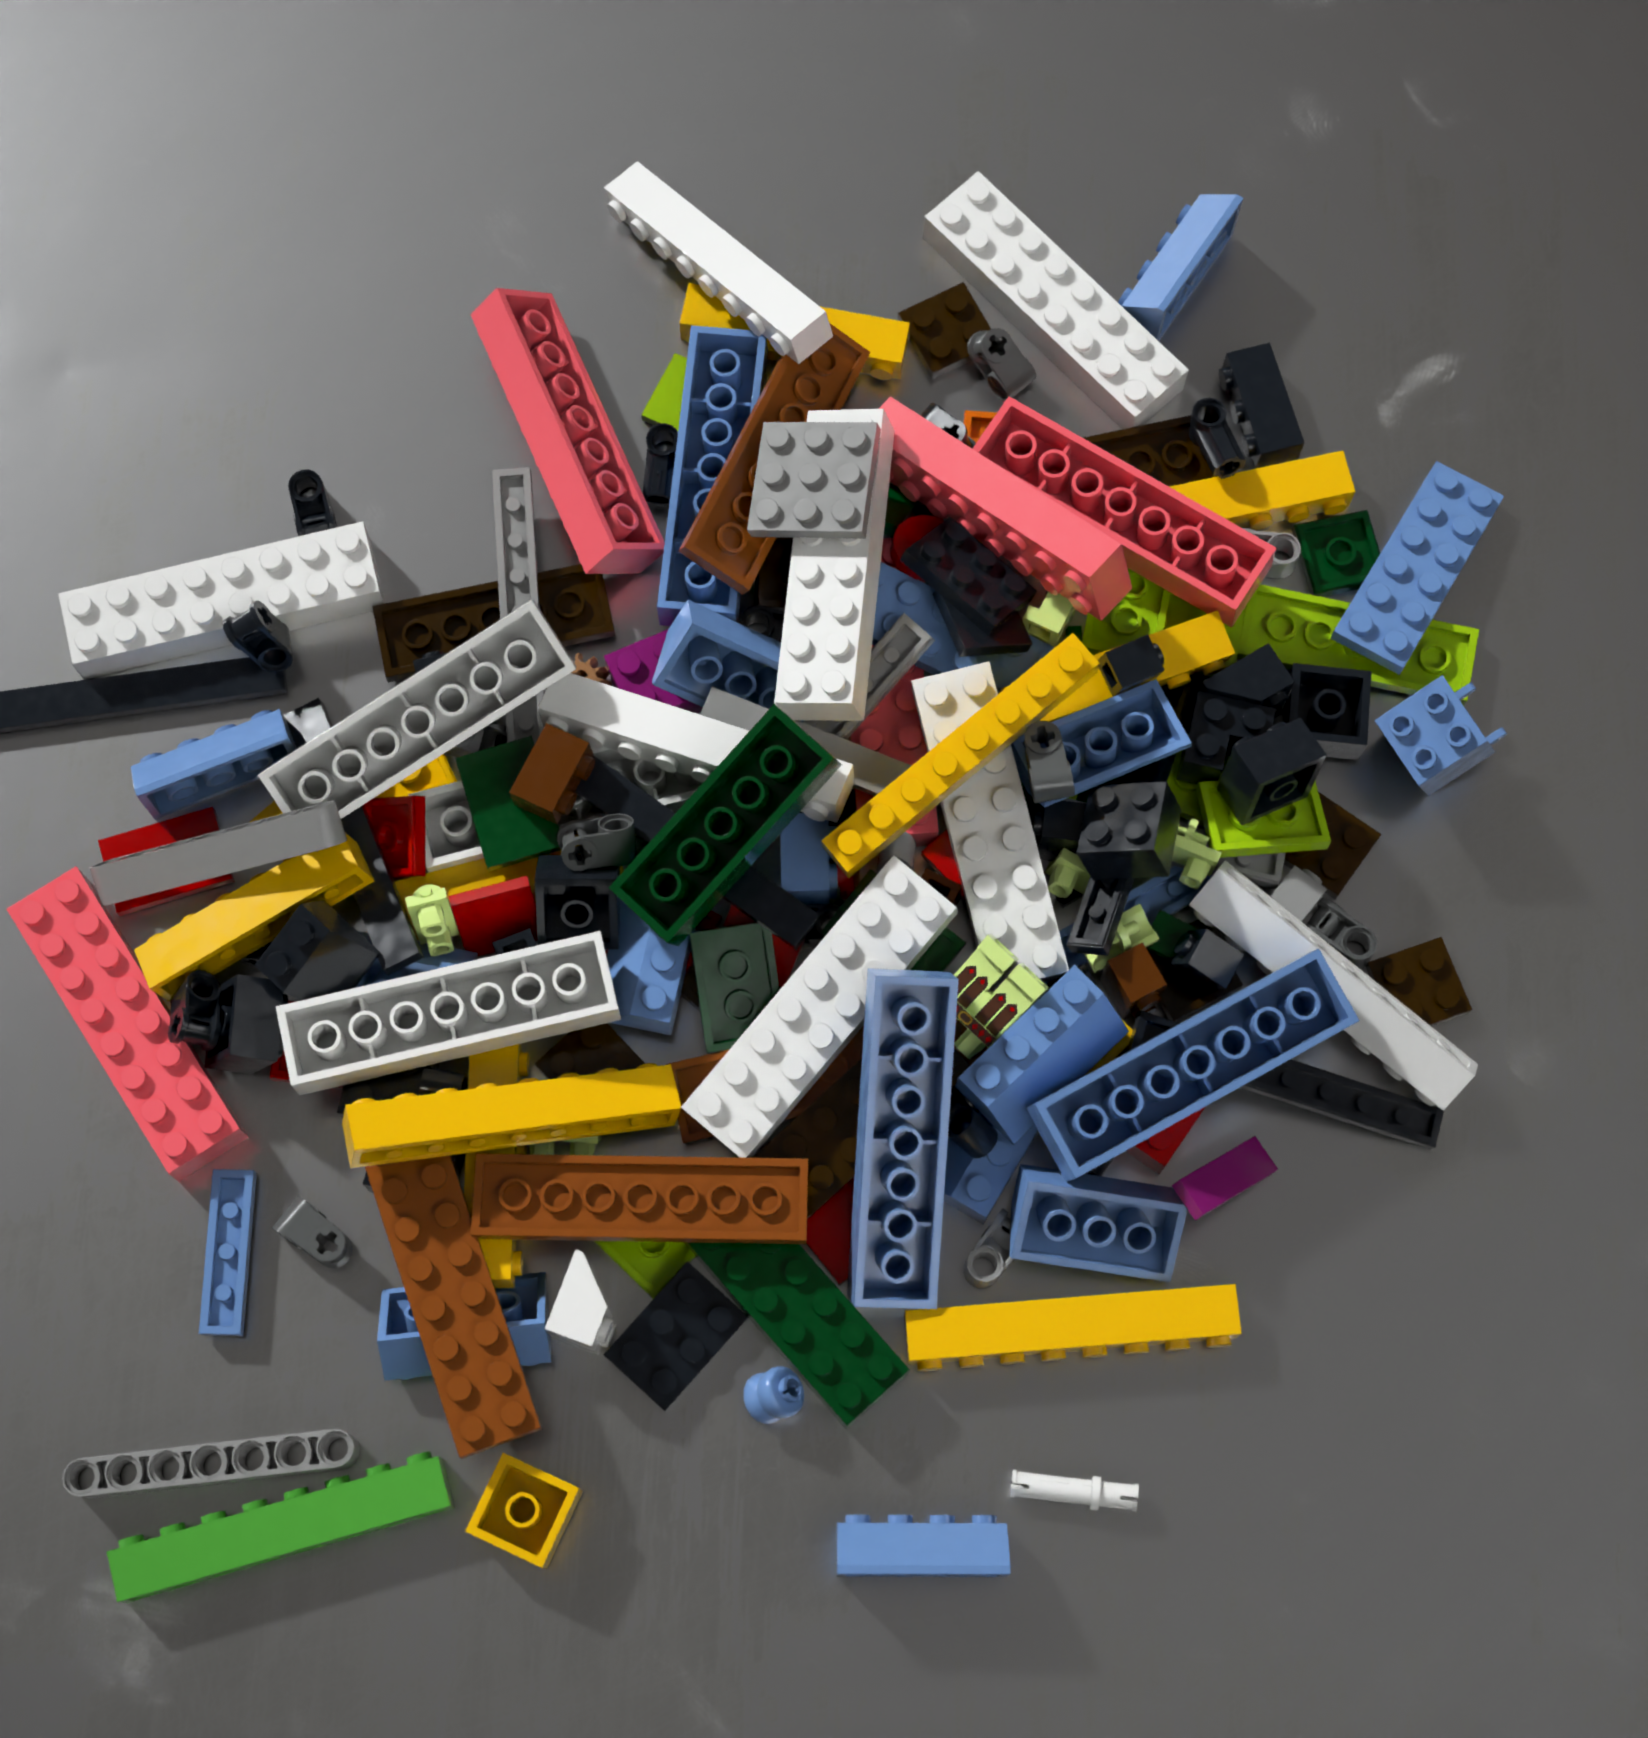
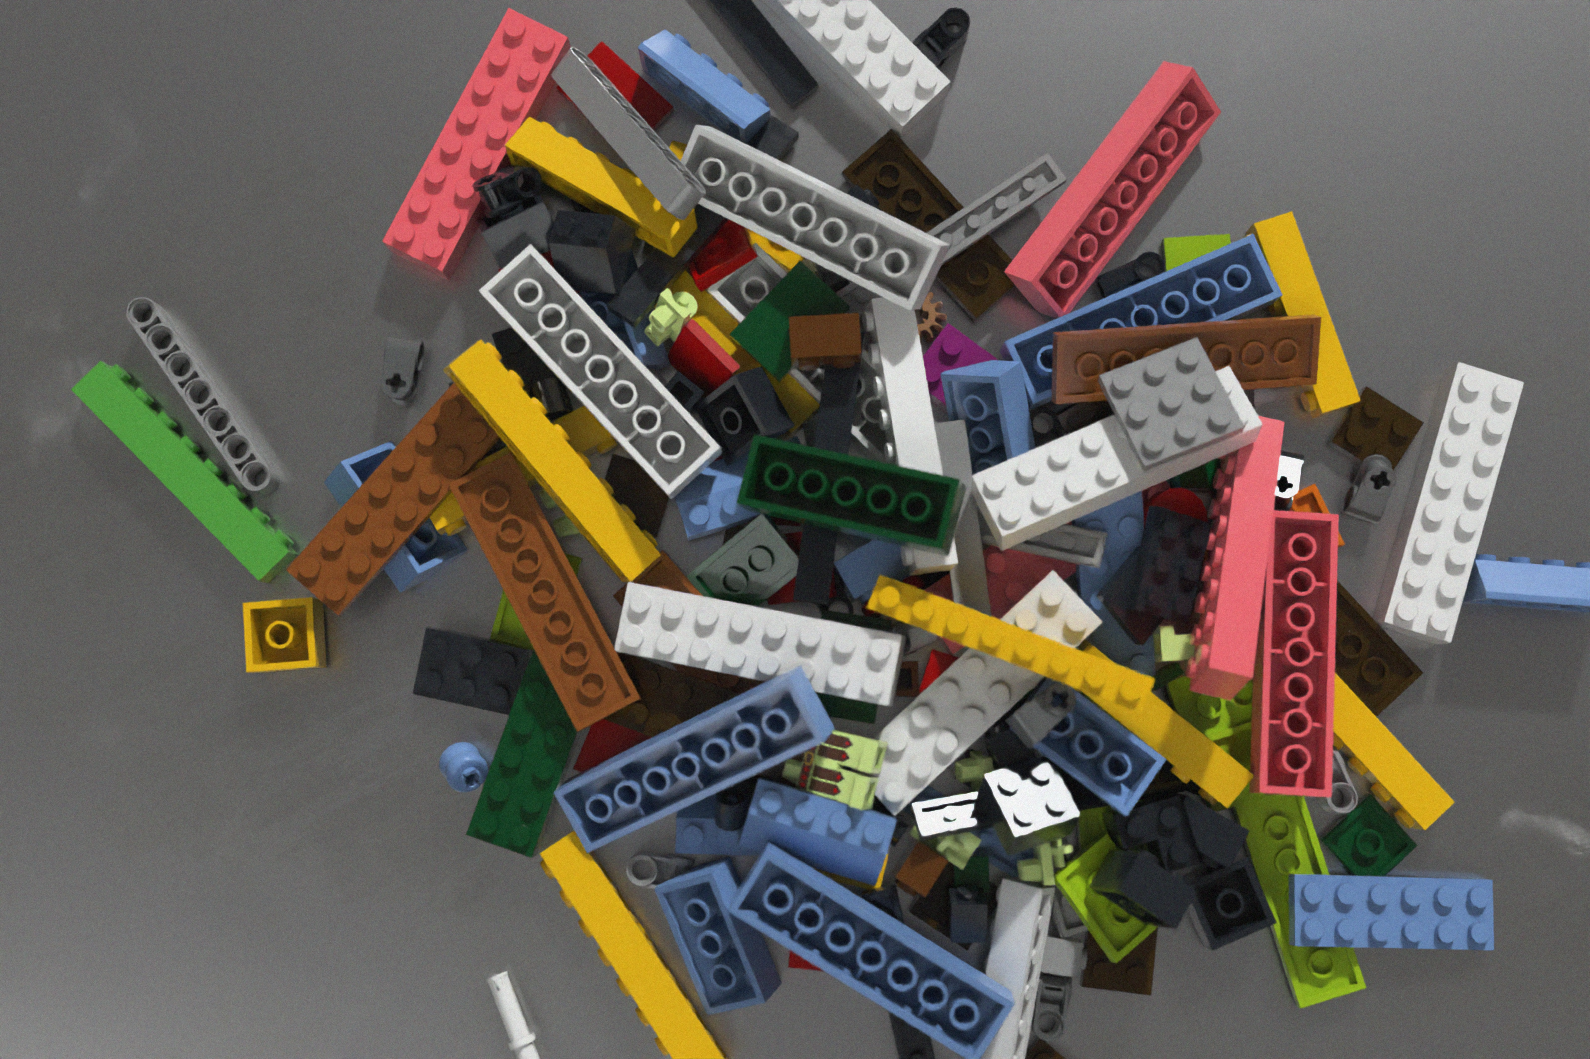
camera: 60 degrees right, 10 degrees up
(227, 1253) = (356, 316): medium blue plate -> none
(261, 637) = (815, 62): black piece -> none
(580, 1310) = (447, 594): white slope -> none
(600, 840) = (793, 407): dark grey piece -> none
(718, 263) = (1319, 225): white brick -> none
(922, 1548) = (409, 938): medium blue slope -> none
(1131, 665) = (1165, 734): black brick -> none
(1214, 437) = (1402, 697): black piece -> none
(1224, 1177) = (805, 1017): magenta tile -> none
(1261, 406) = (1456, 715): black brick -> none
(1437, 735) = (1252, 1003): medium blue container -> none

